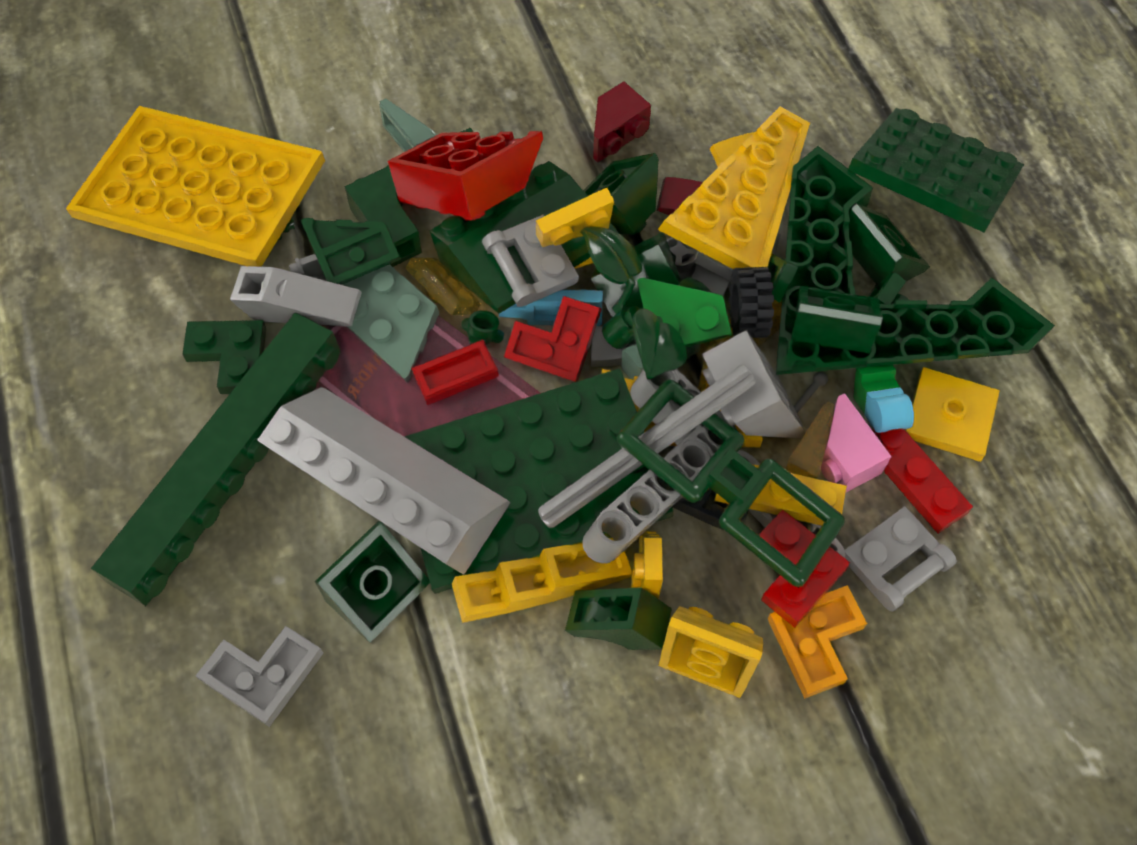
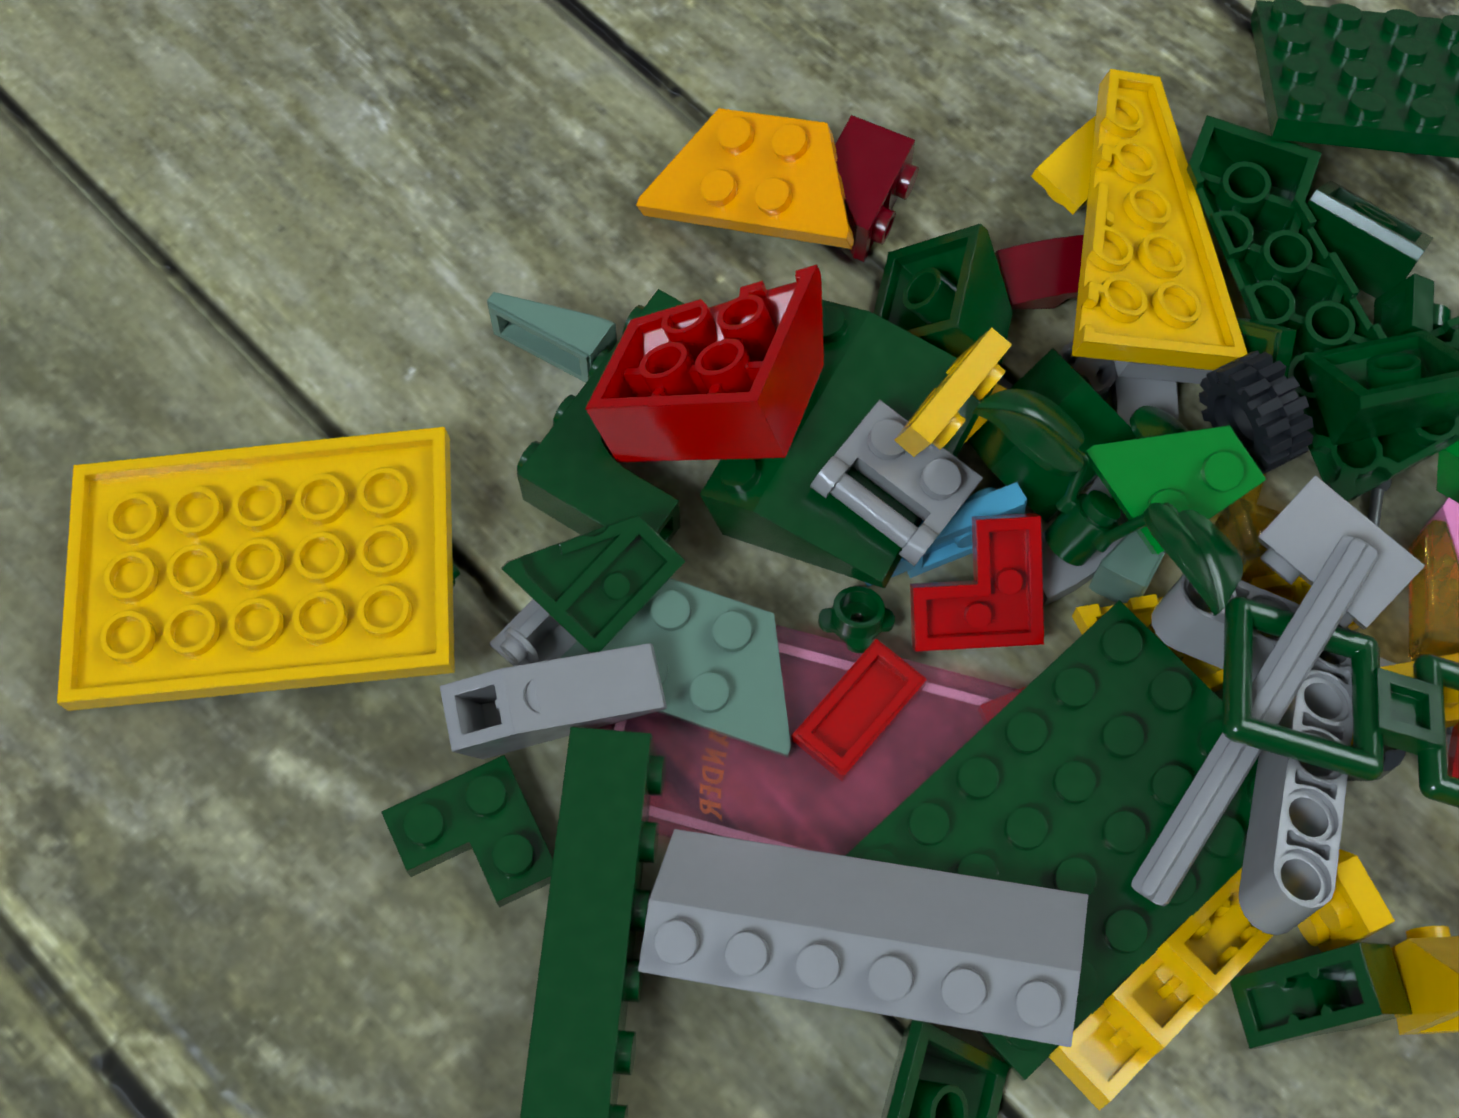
camera: 25 degrees left, 5 degrees up
(443, 286) = (758, 573): clear yellow plate -> none
(556, 95) = (757, 179): none -> light orange wing

